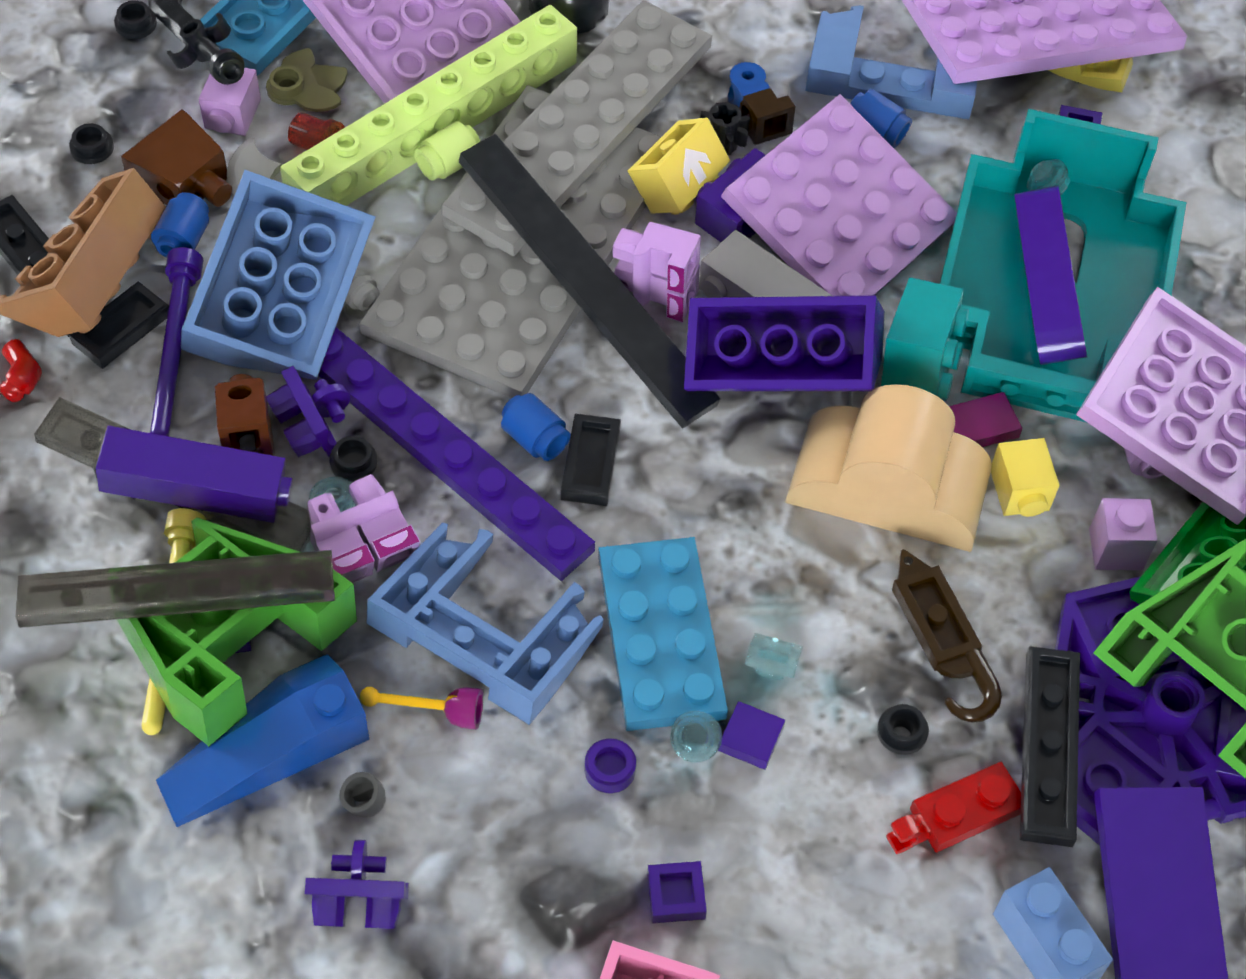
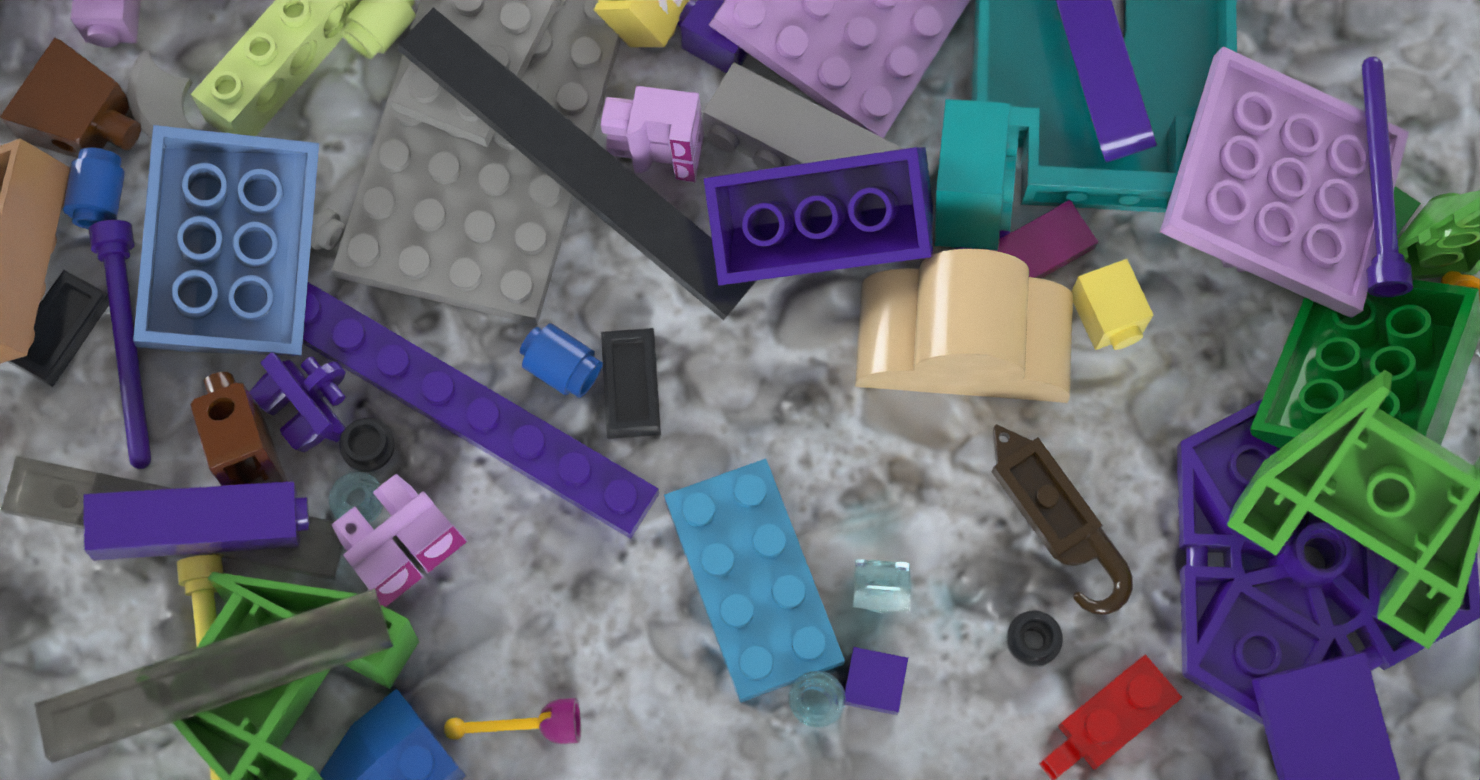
camera: 10 degrees left, 15 degrees up
(316, 130) = (217, 28): clear red bush -> none
(519, 675) = (606, 669): medium blue wedge -> none
(610, 765) = (732, 750): dark purple tile -> none
(1050, 747) = (1195, 631): black tile -> none
(1122, 534) = (1230, 353): lavender brick -> none

